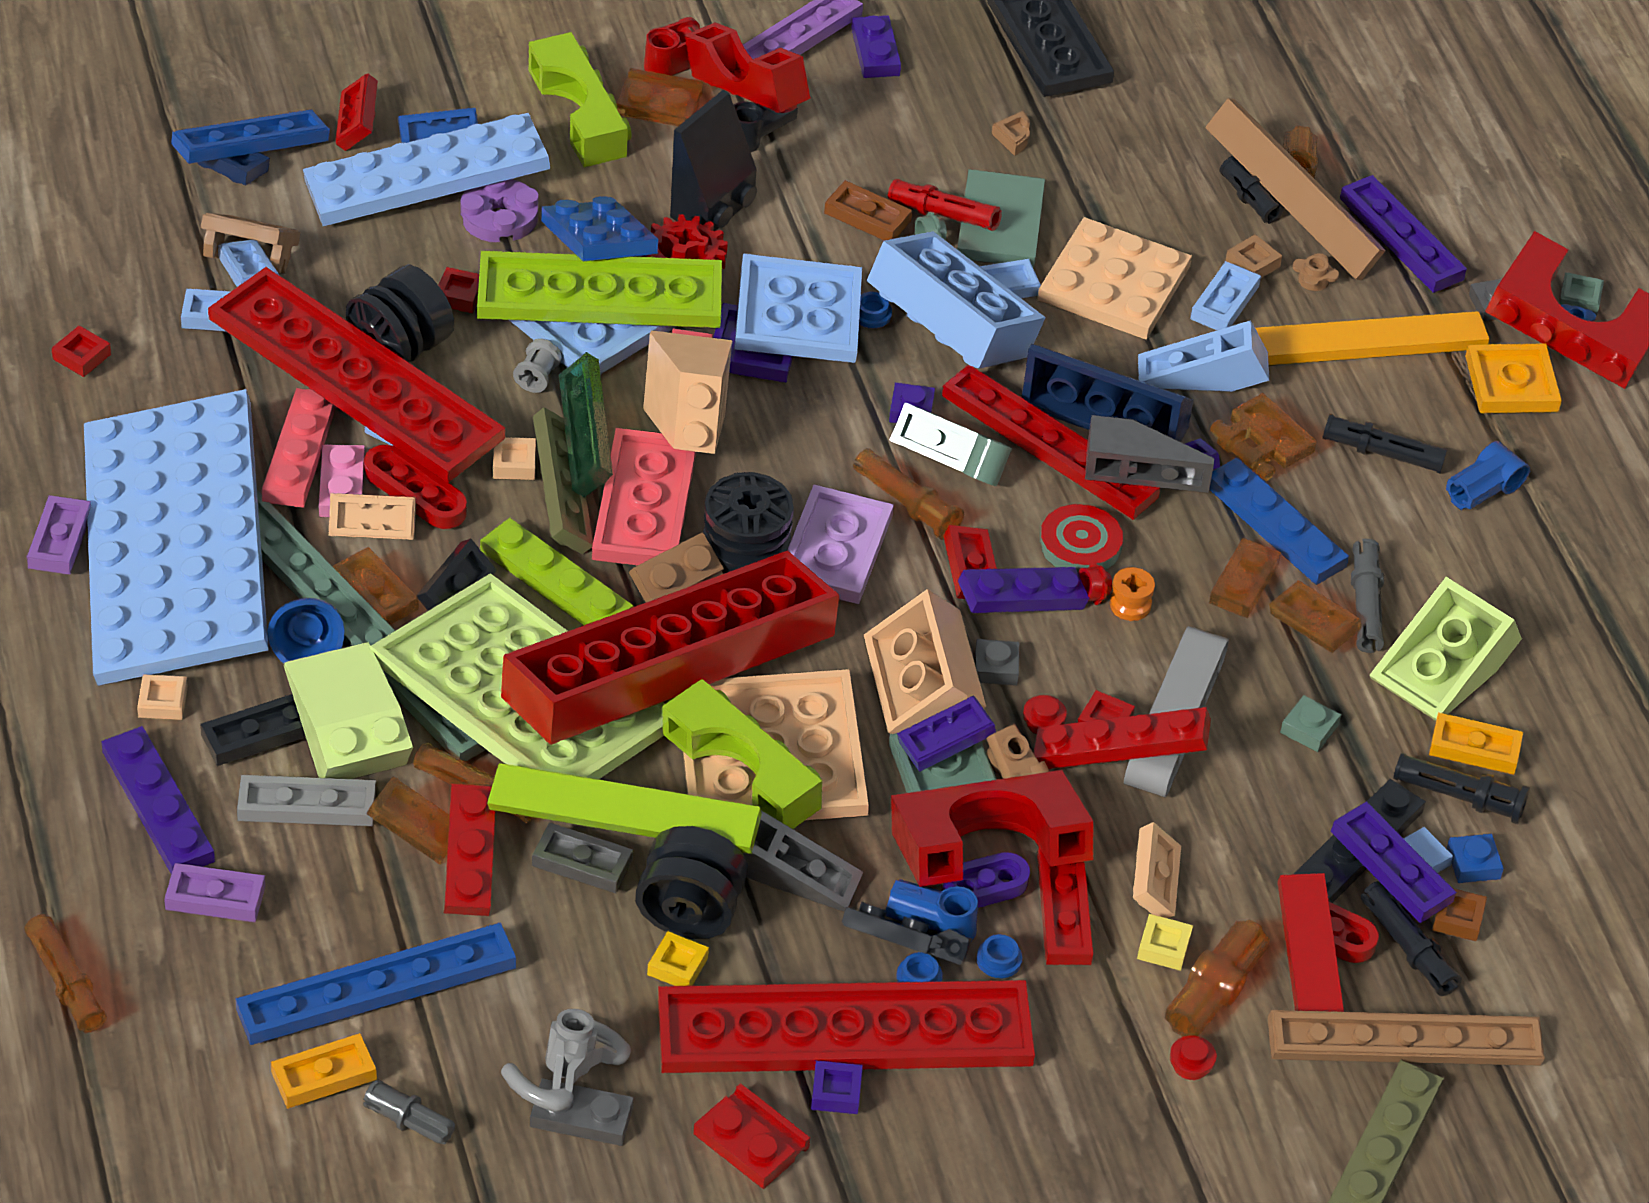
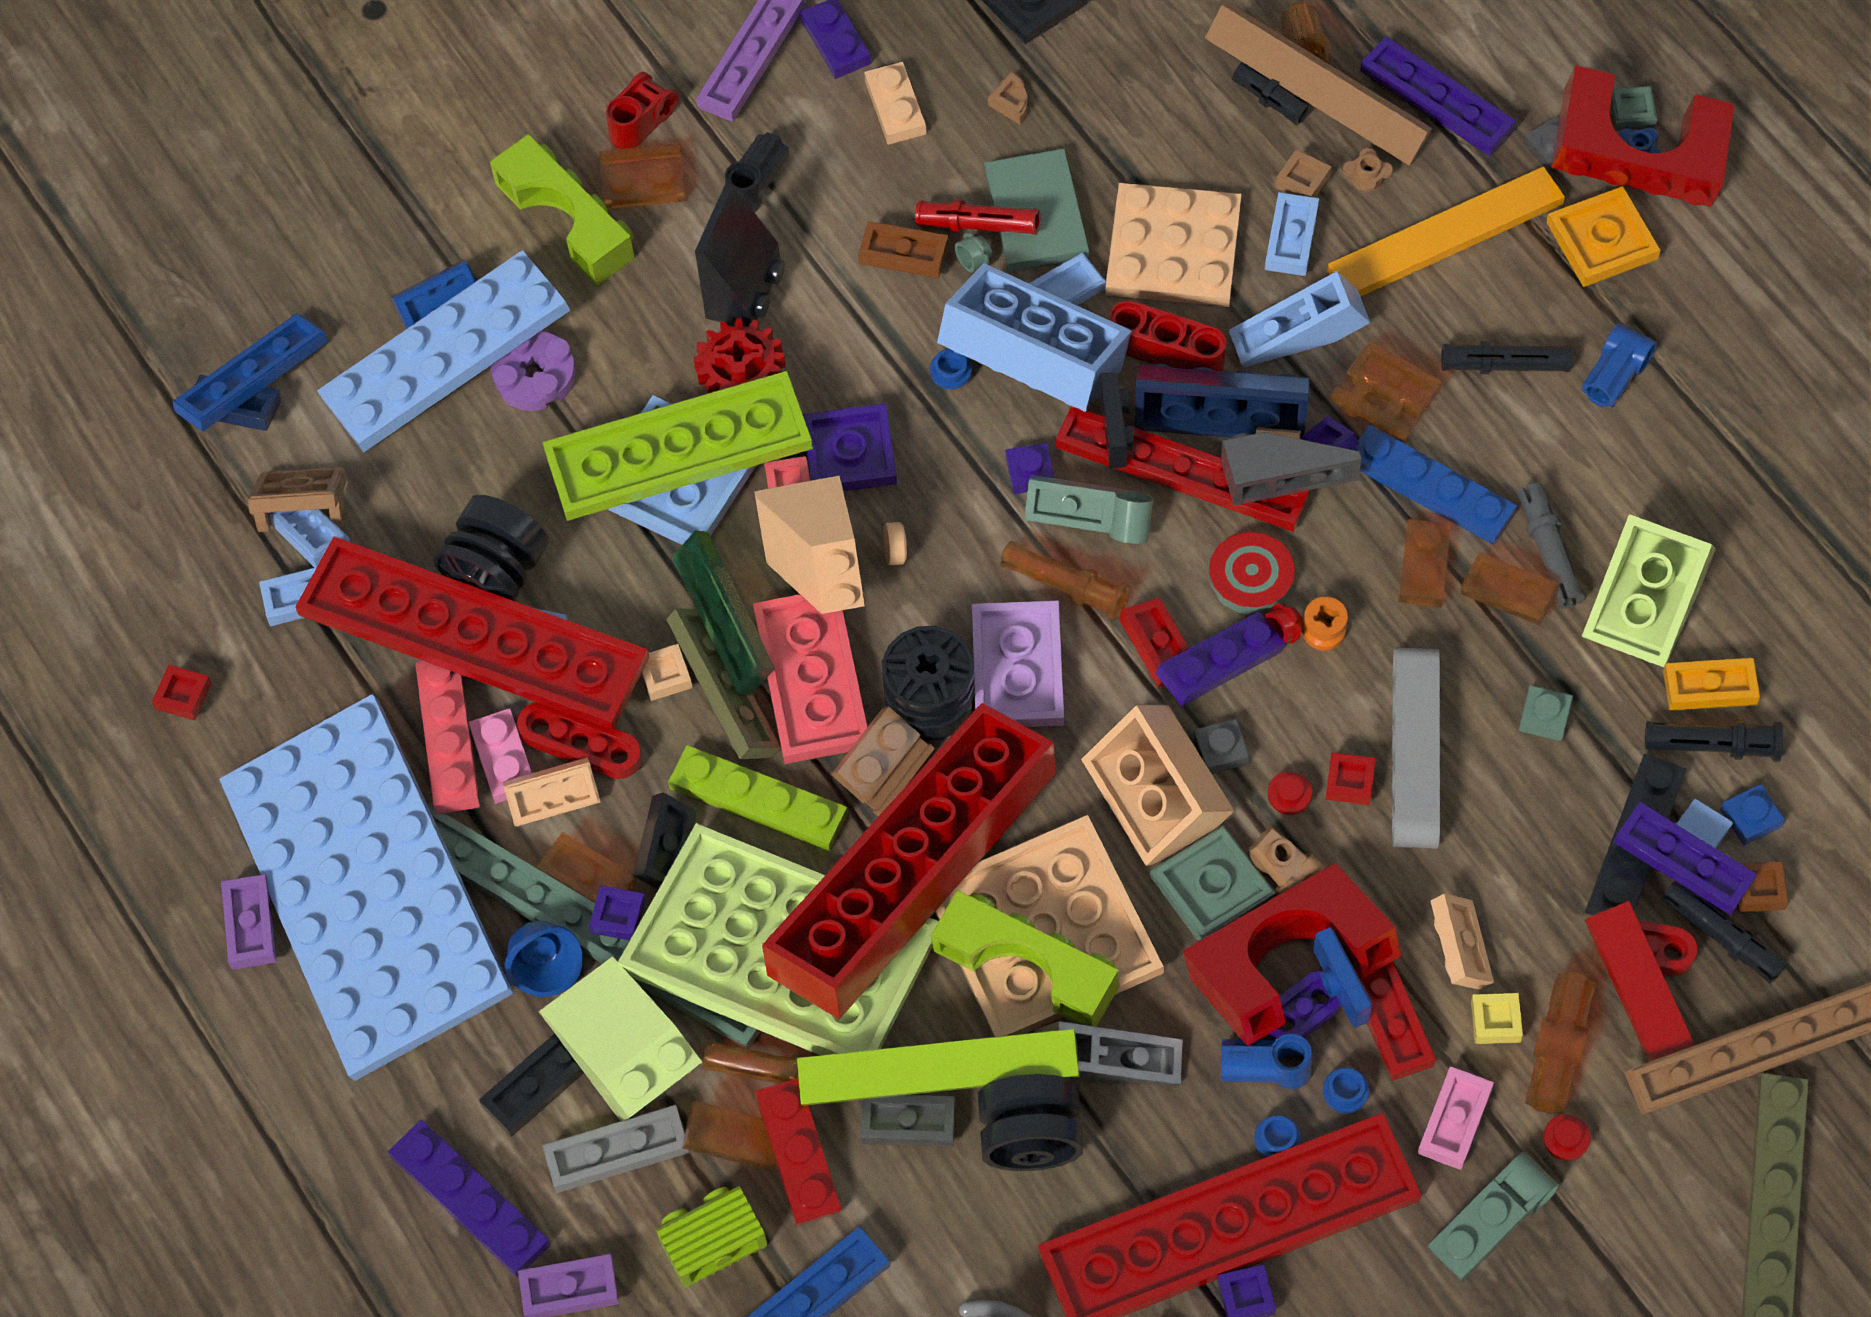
camera: 10 degrees left, 15 degrees up
(162, 697) = (425, 1074): light nougat tile -> none
(356, 111) = (344, 302): red plate -> none
(362, 891) = (710, 1235): none -> lime brick
(387, 613) = (617, 912): none -> dark purple plate
(460, 289) = (532, 486): red plate -> none
(537, 365) = (645, 552): light grey bush -> none
(599, 229) = (648, 371): blue plate -> none
(677, 960) = (1043, 1206): yellow plate -> none
(764, 422) = (894, 543): none -> light nougat tile
(770, 80) = (693, 117): red arch -> none
(798, 308) = (882, 399): light blue plate -> none
(908, 107) = (895, 103): none -> light nougat plate
(910, 933) = (1252, 1099): black hinge -> none
(946, 733) = (1209, 857): dark purple plate -> none
(1000, 390) = (1117, 435): none -> black plate
(1029, 858) = (1340, 978): none -> blue plate
(1079, 336) = (1188, 336): none -> red beam
(1093, 1008) = (1455, 1118): none -> bright pink plate
(1097, 1094) = (1493, 1215): none -> sand green plate
(1123, 738) = (1381, 806): red plate -> none

